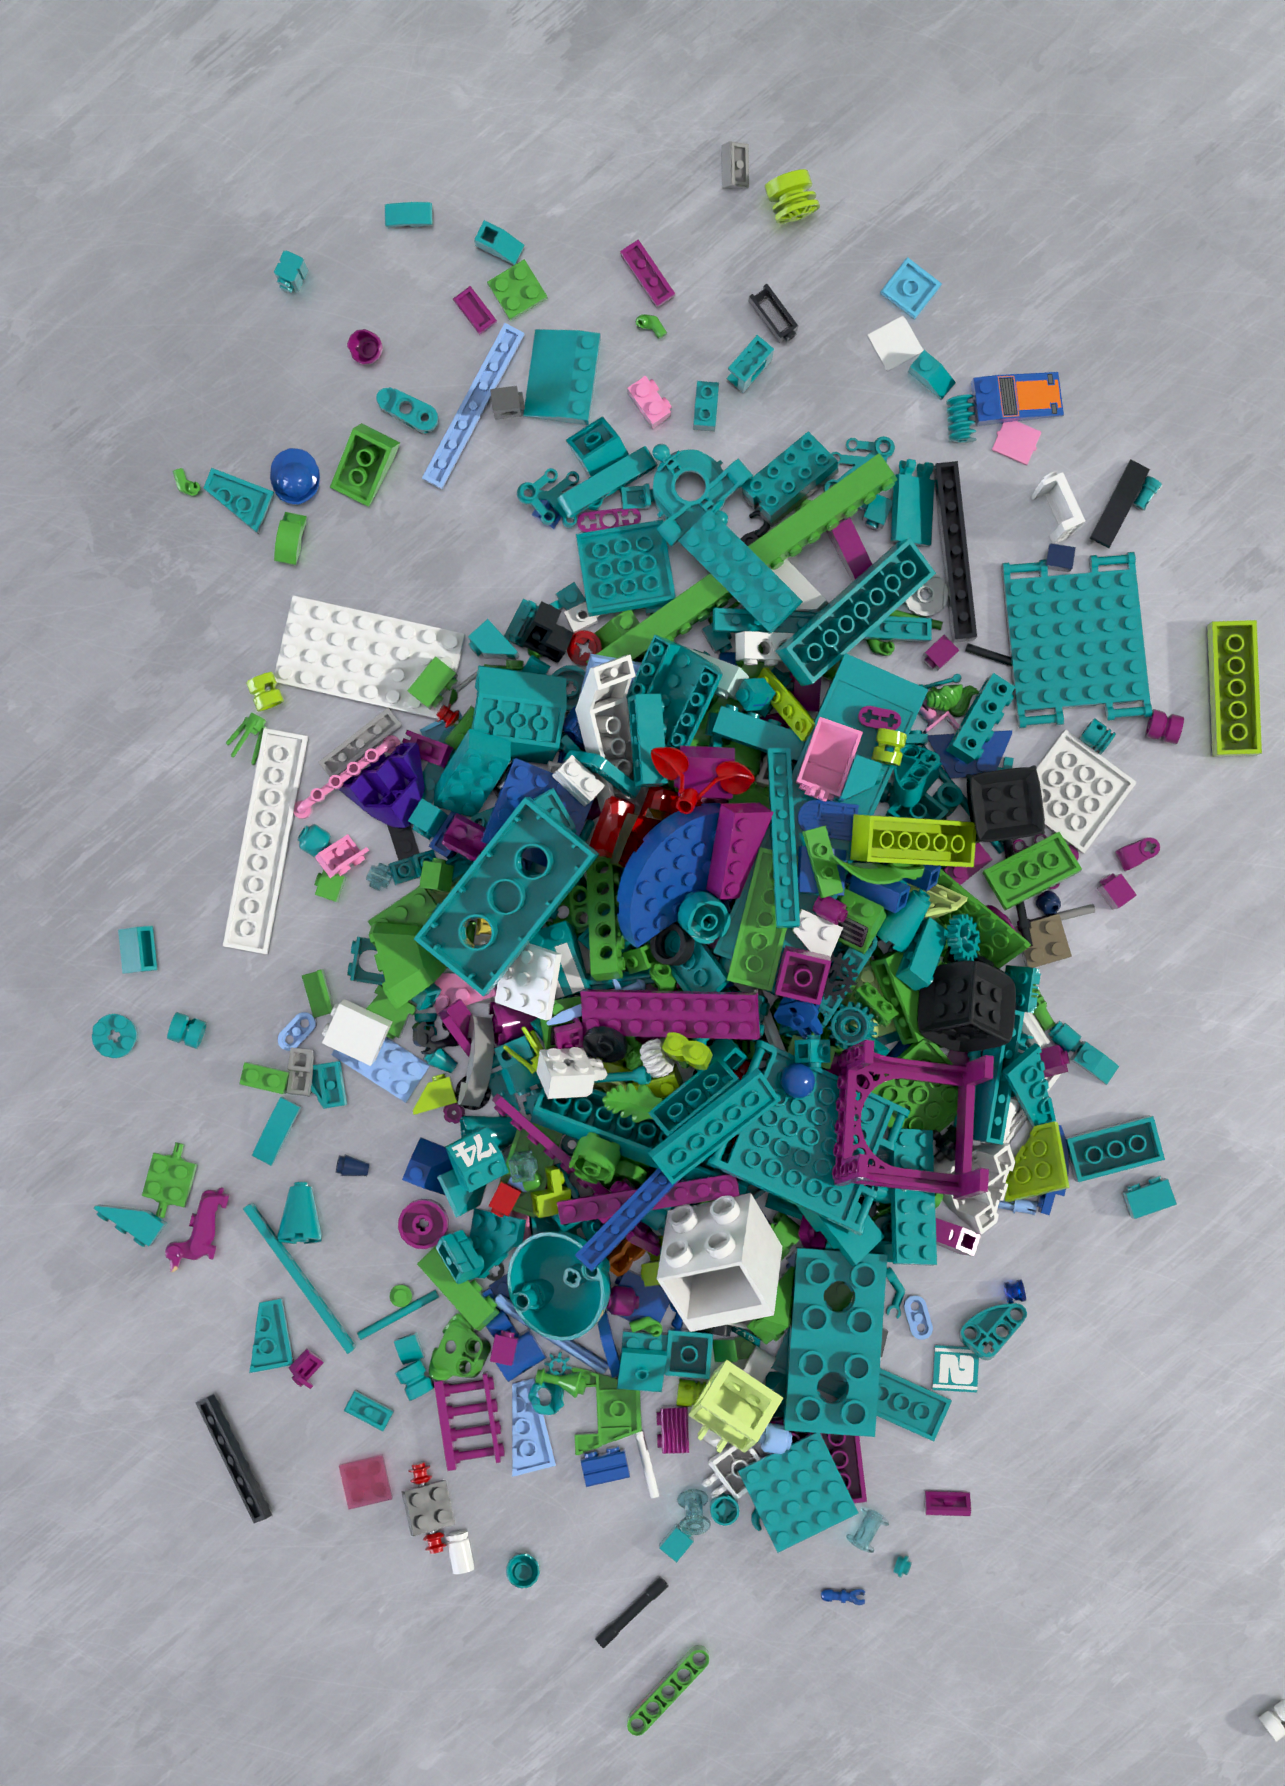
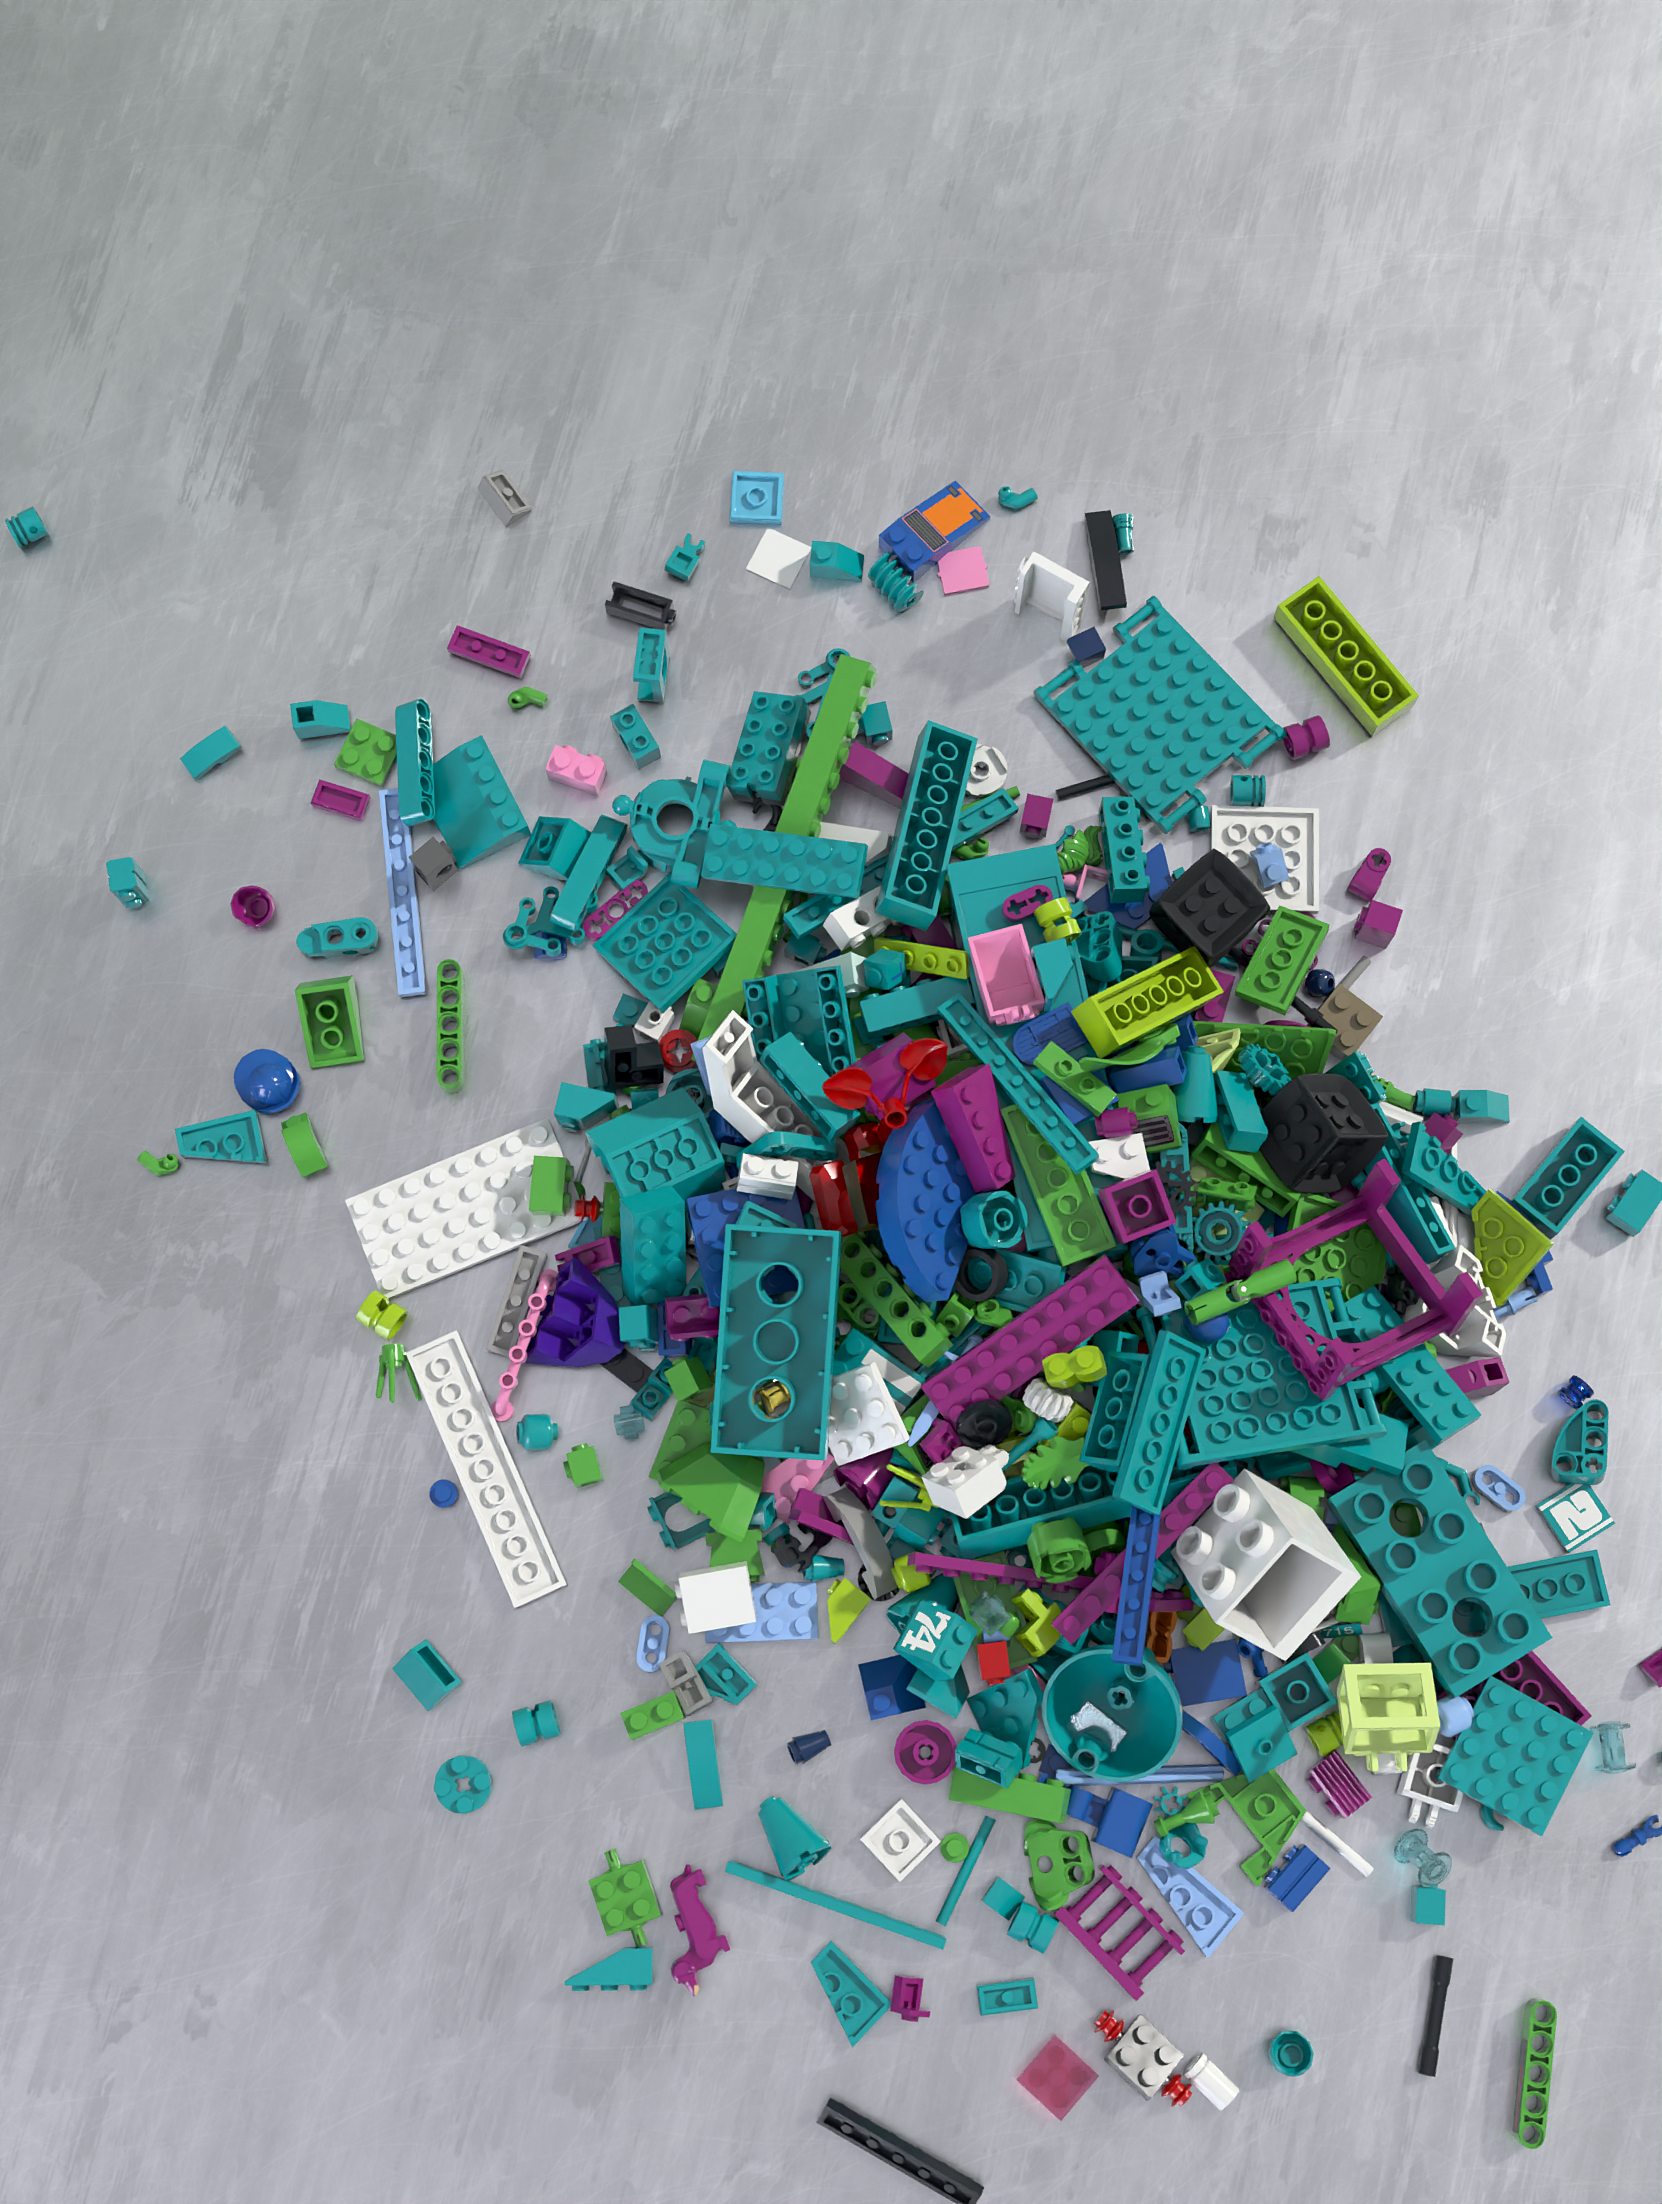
camera: 30 degrees left, 10 degrees down
(227, 838) = (443, 1493): none -> blue plate
(340, 855) = (575, 1428): bright pink bracket -> none
(369, 1267) = (900, 1840): none -> white plate
(443, 512) = (445, 1014): none -> bright green beam
(449, 1117) = (867, 1615): magenta plate -> none
(487, 1106) = (907, 1577): none -> lime head
(504, 1348) = (1103, 1822): magenta brick -> none
(542, 320) = (414, 762): none -> teal beam
(545, 1283) = (1097, 1724): none -> clear light blue piece
(622, 1301) = (1191, 1683): magenta head -> none
(648, 1324) = (1233, 1690): bright green arm -> none
(650, 1221) = (1162, 1575): none -> teal wheel
(724, 1509) = (1451, 1831): teal wheel -> none
(778, 1040) = (1157, 1294): none -> light blue bracket
(792, 196) = (580, 485): lime wheel -> none
(827, 300) = (685, 559): none -> teal plate
(847, 1081) = (1257, 1285): none -> bright green piece
(913, 503) = (906, 691): teal tile -> none
(955, 551) = (980, 709): black brick -> none
(1050, 732) = (1199, 819): none -> teal hose
(1073, 798) = (1269, 864): none -> light blue bracket
(1089, 415) = (1016, 500): none -> teal arm

